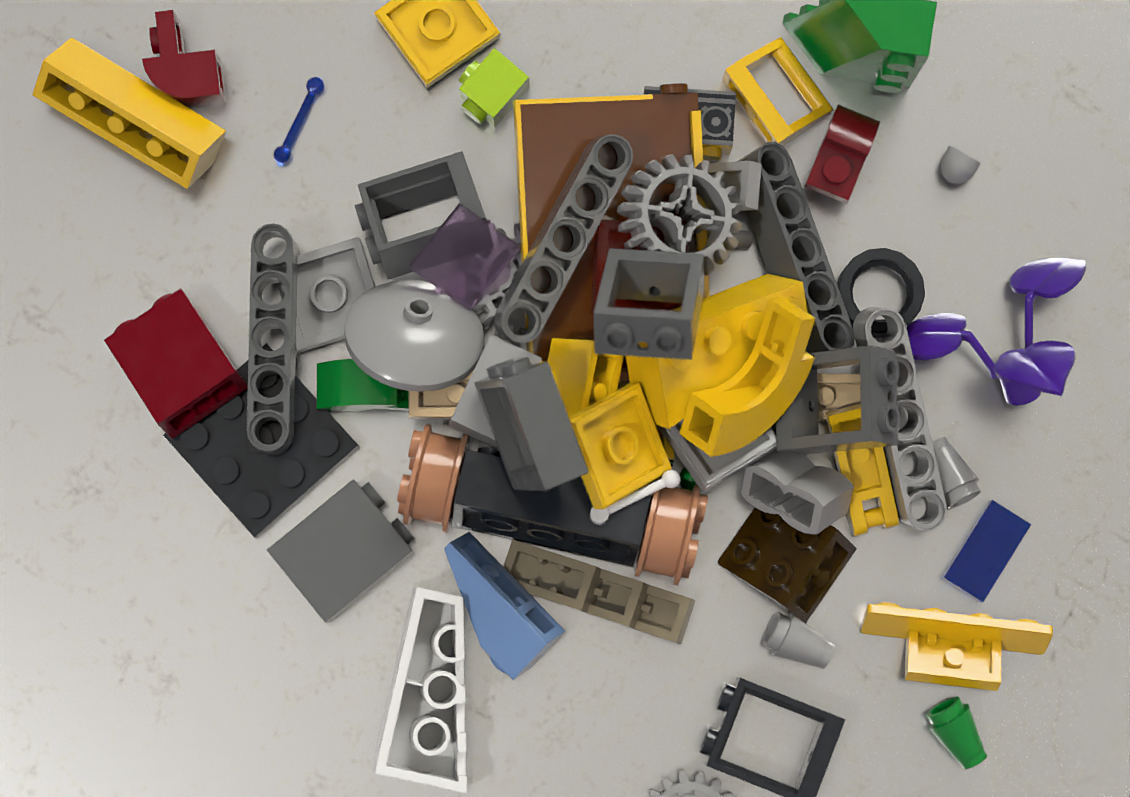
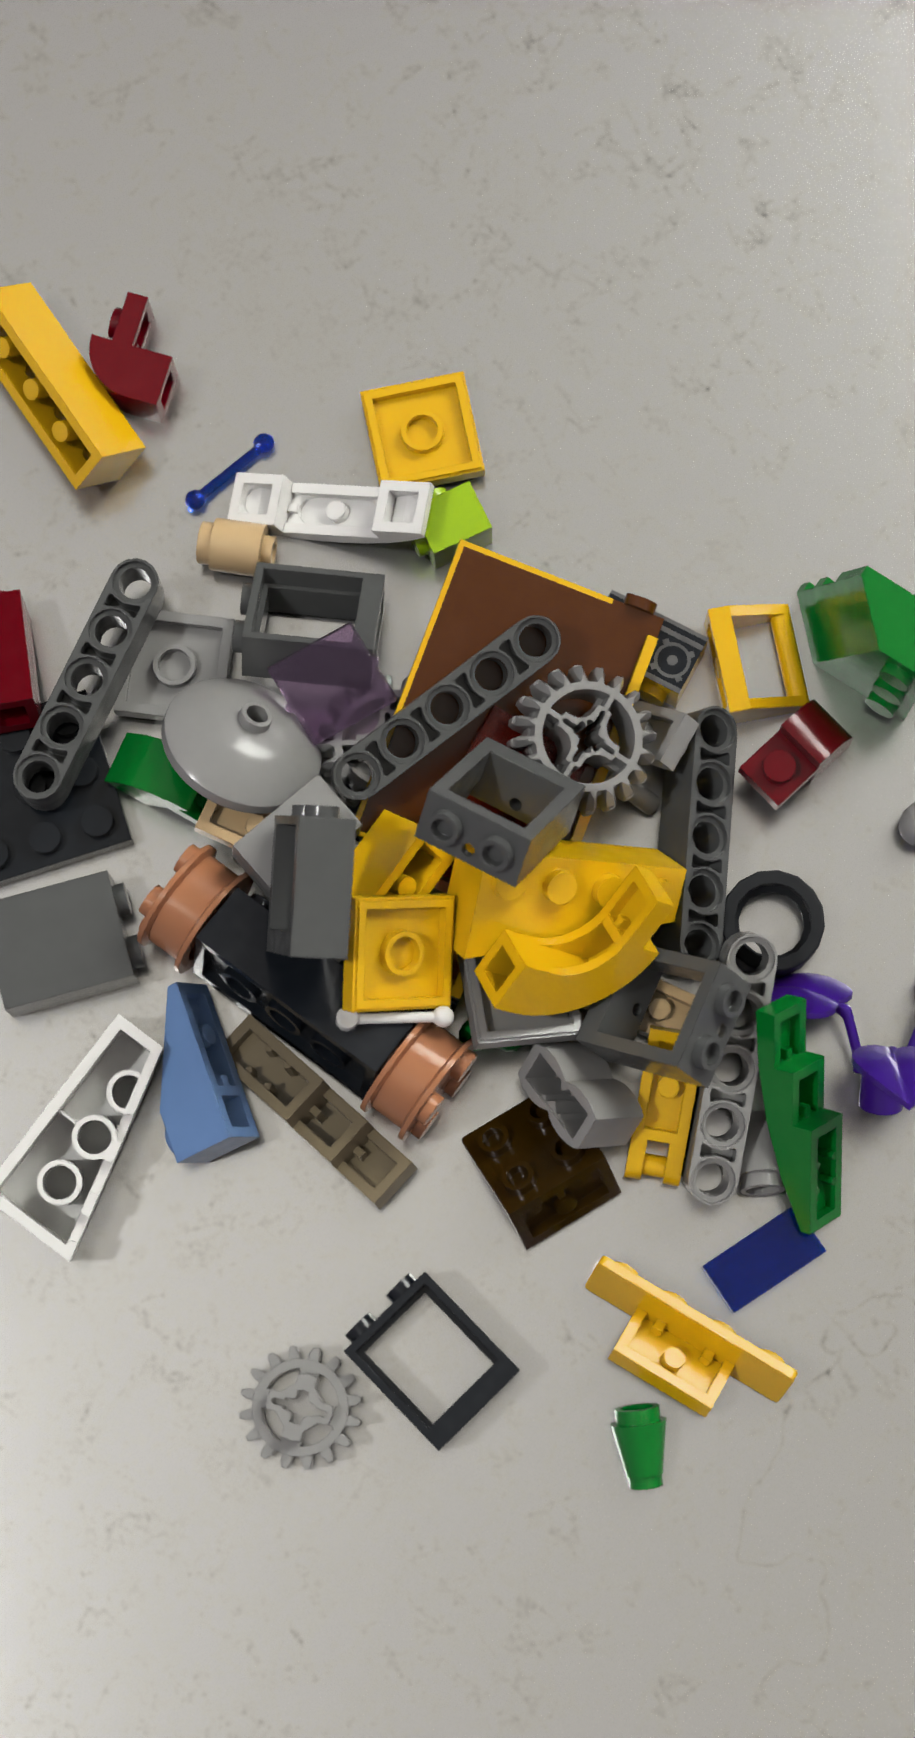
camera: 30 degrees right, 5 degrees down
(332, 178) = (235, 546): none -> tan brick
(395, 117) = (333, 512): none -> white slope
(796, 641) = (508, 1263): light grey cone -> none
(974, 440) = (800, 1128): none -> green slope

